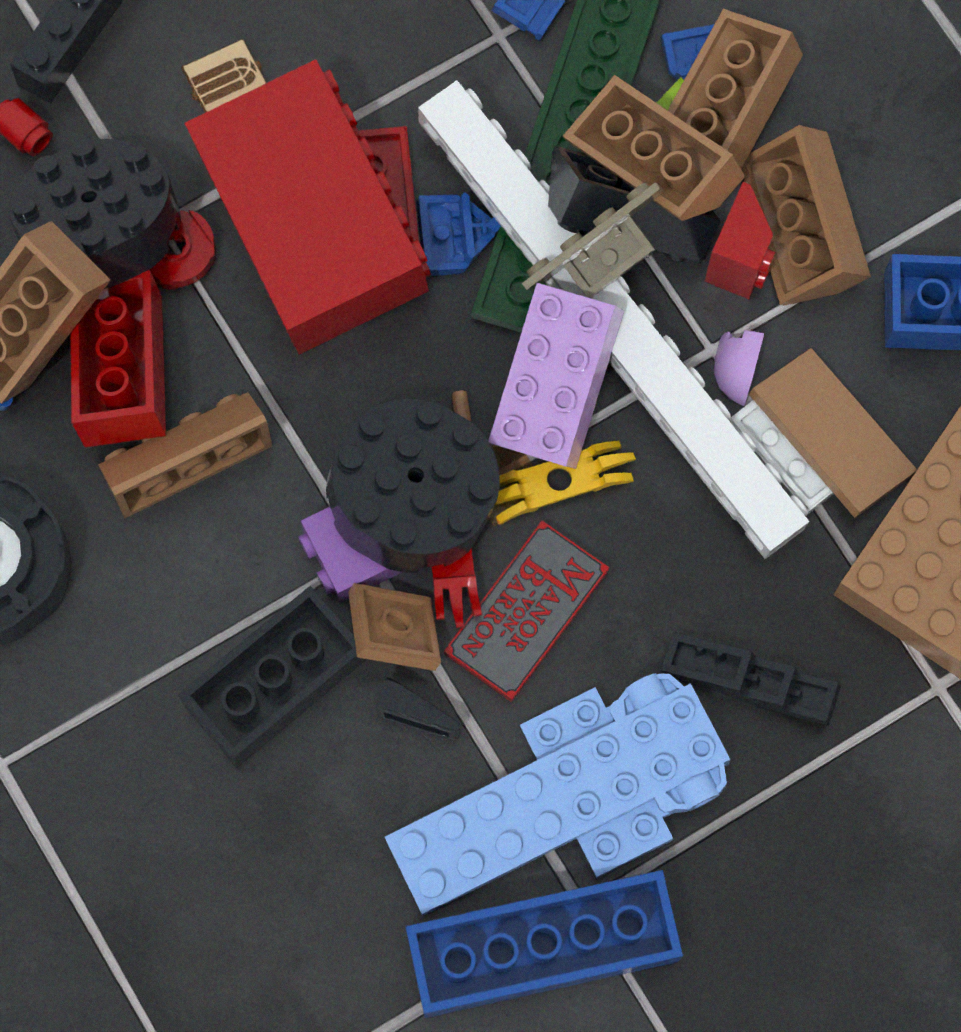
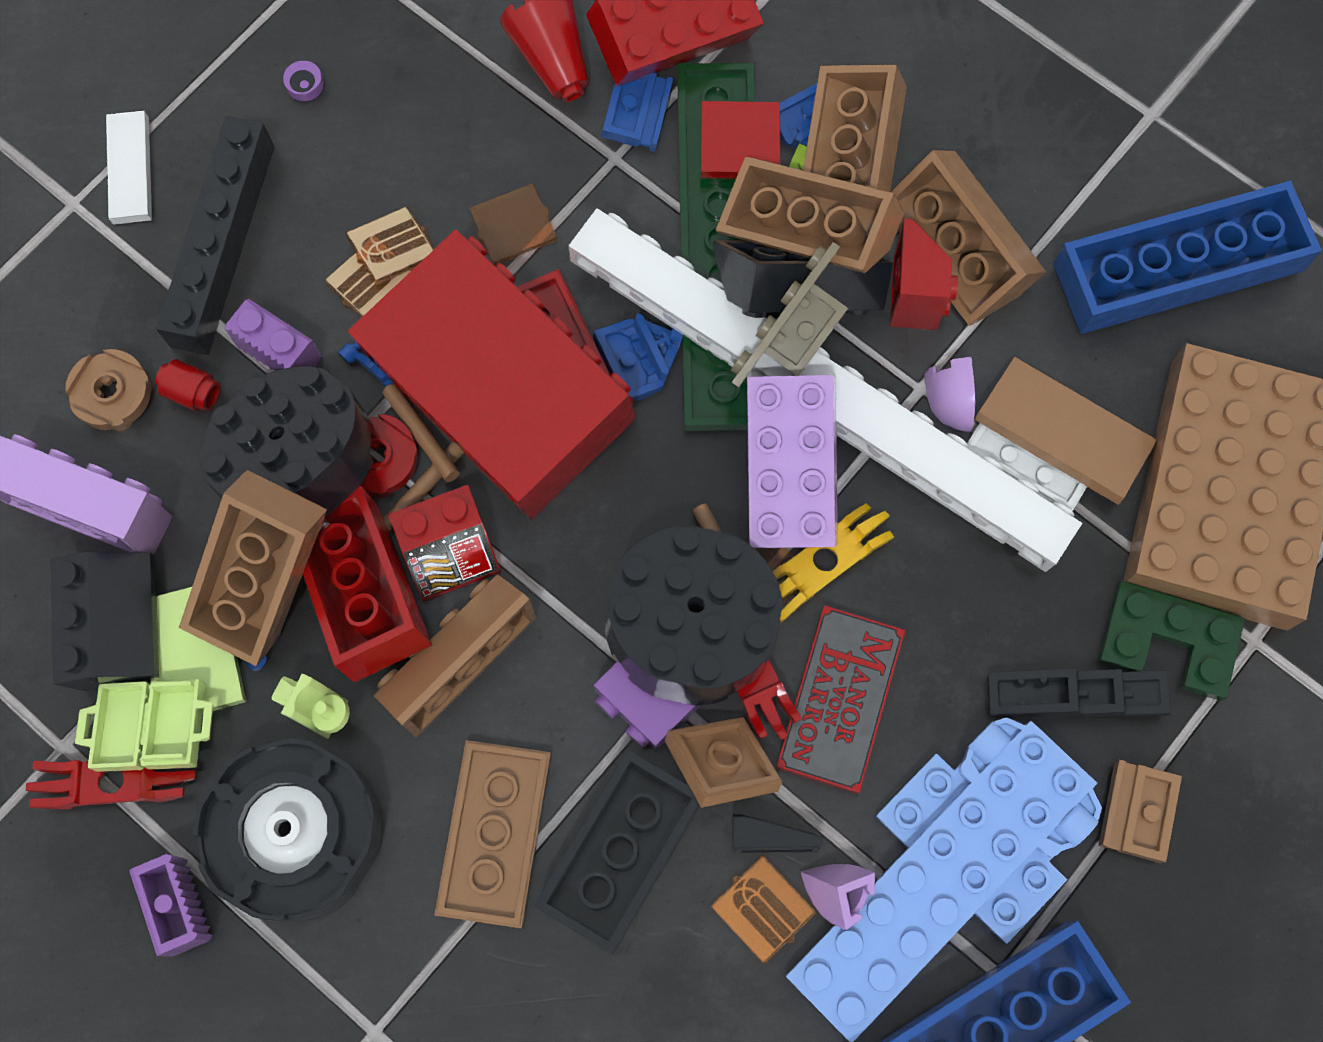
camera: 15 degrees left, 0 degrees up
(40, 454) = (312, 705): none -> yellowish green hips
(113, 107) = (270, 338): none -> medium lavender brick
(165, 626) = (493, 834): none -> medium nougat tile
(183, 144) = (350, 353): none -> blue piece
(208, 290) = (423, 484): none -> medium nougat bar
(210, 348) = (444, 543): none -> slope
(223, 239) = (421, 433): none -> medium nougat bar
(255, 52) = (390, 244): none -> piece
(378, 69) = (513, 224): none -> clear orange piece
(386, 774) = (763, 909): none -> clear orange piece
(459, 779) = (839, 891): none -> lavender brick
(622, 49) = (738, 131): none -> red tile
(765, 801) = (1140, 811): none -> medium nougat plate
(844, 627) = (1207, 633): none -> dark green plate

